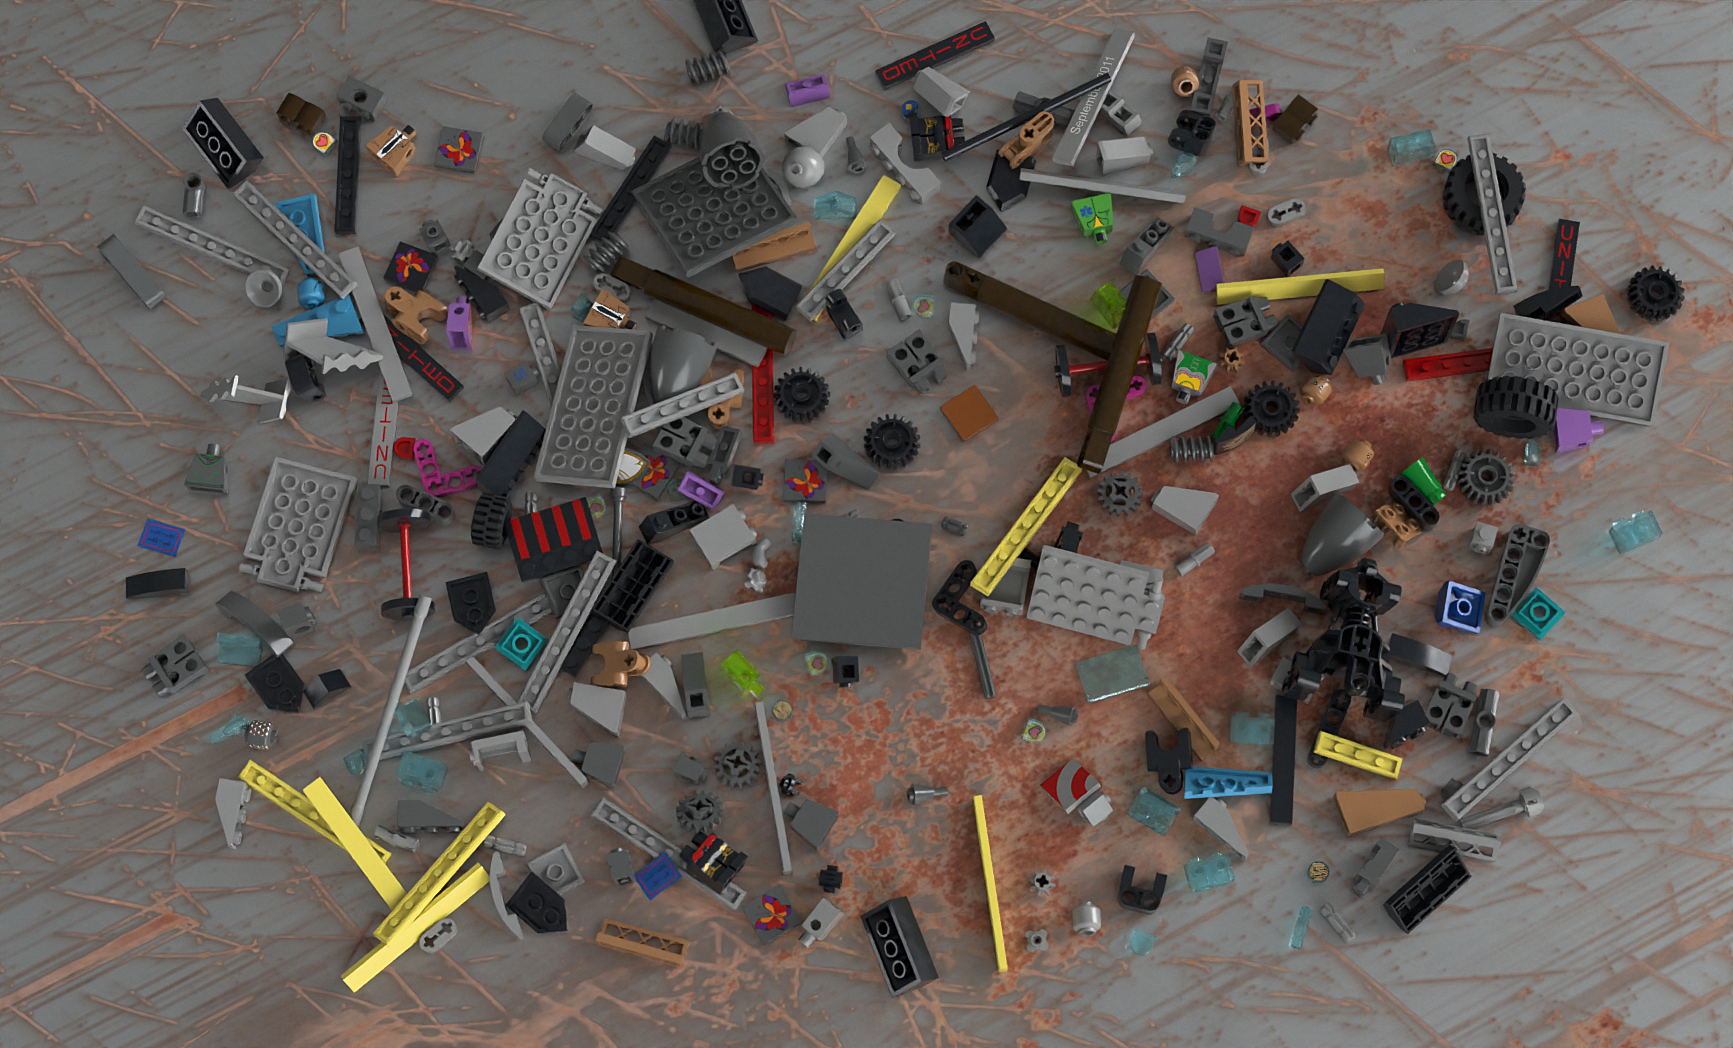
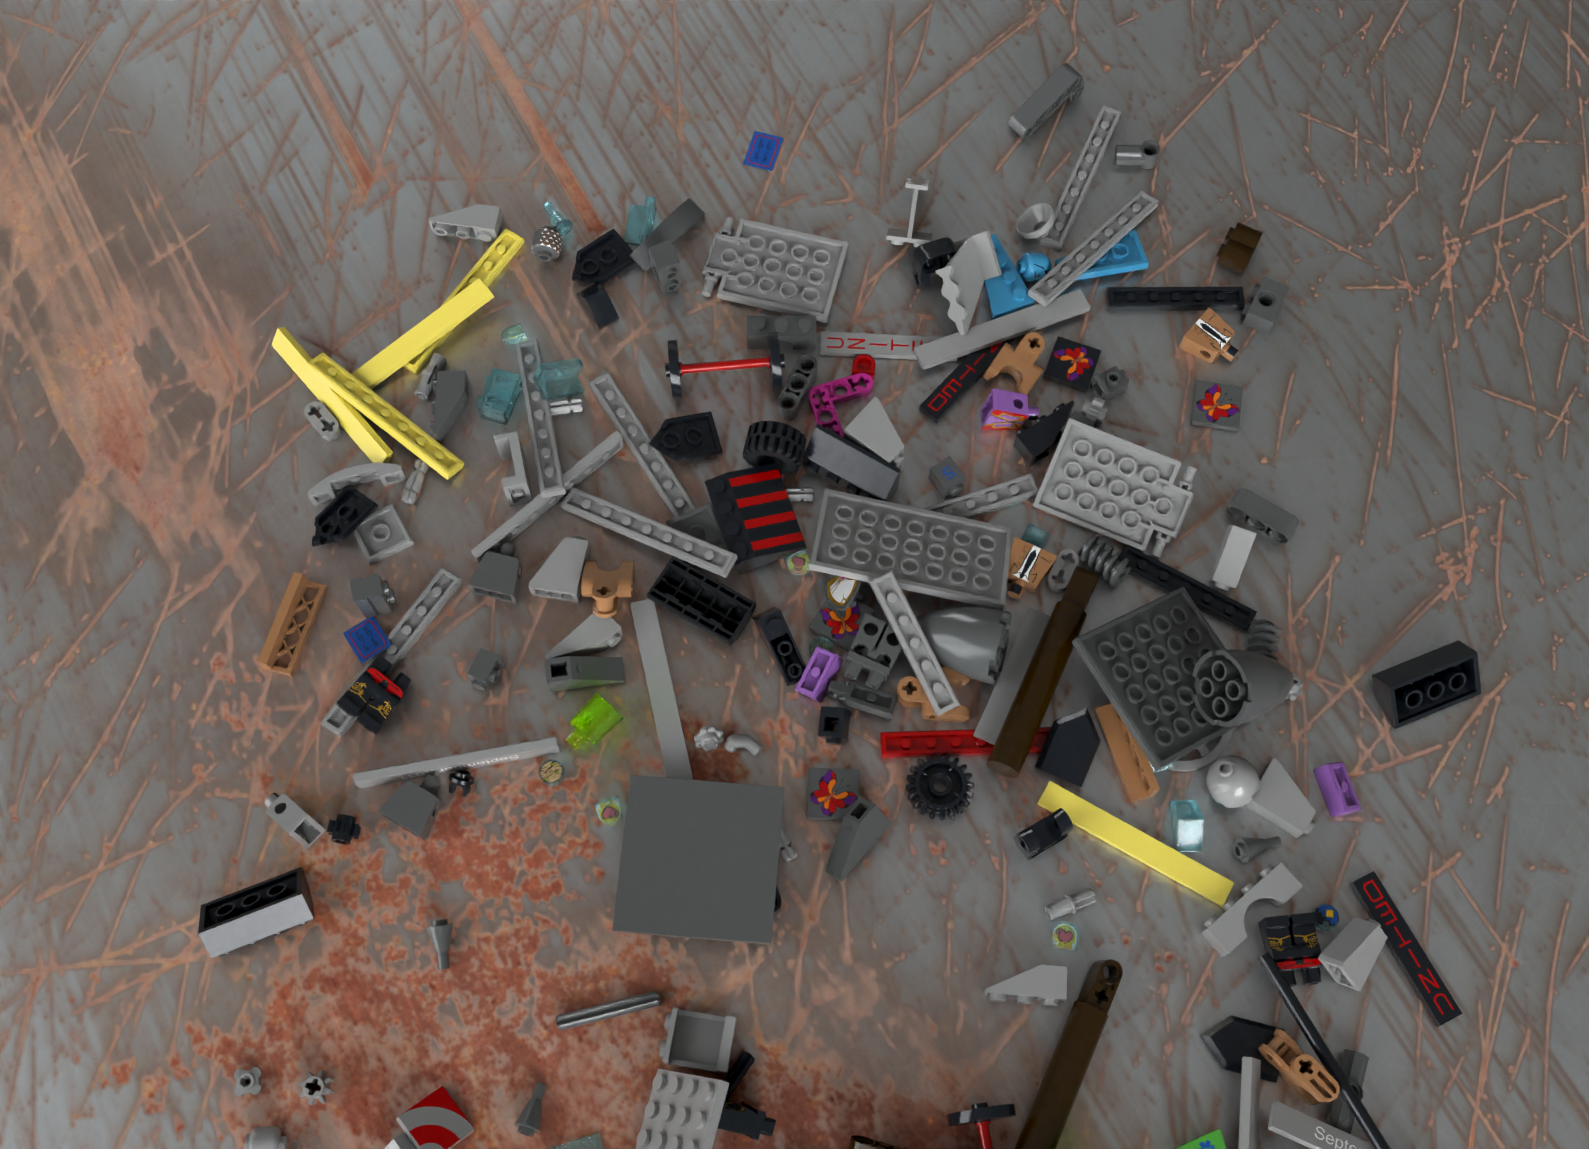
camera: 85 degrees right, 5 degrees down
(157, 583) = (711, 148): black slope -> none
(175, 666) = (624, 167): dark grey hips -> none
(209, 472) = (831, 184): dark grey torso -> none
(222, 142) = (1200, 177): black slope -> none
(323, 143) = (1209, 273): tile -> none
(419, 615) = (658, 371): light grey piece -> none
(524, 657) = (643, 499): teal piece -> none
(590, 634) = (644, 557): black plate -> none
(618, 497) = (808, 585): dark grey piece -> none
(699, 812) = (423, 683): dark grey gear -> none
(707, 66) = (1351, 669): dark grey piece -> none
(723, 535) = (762, 699): light grey panel -> none
(745, 766) = (498, 725): dark grey gear -> none
(771, 915) = (311, 764): tile -> none
(800, 509) = (798, 789): clear light blue axle -> none
(846, 269) = (1105, 838): light grey tile -> none
(850, 665) = (584, 845): black brick -> none
(892, 429) = (883, 912): black gear -> none
(917, 361) = (983, 935): dark grey hips -> none
(952, 600) = (682, 973): black beam -> none
(954, 525) = (777, 976): dark grey piece -> none
(969, 413) = (925, 994): dark orange tile -> none
(977, 227) = (1173, 1002): black slope -> none
(990, 884) = (321, 1021): light yellow tile -> none
(1026, 526) = (773, 1066): light yellow tile -> none
(1034, 731) = (512, 1078): clear light blue tile -> none

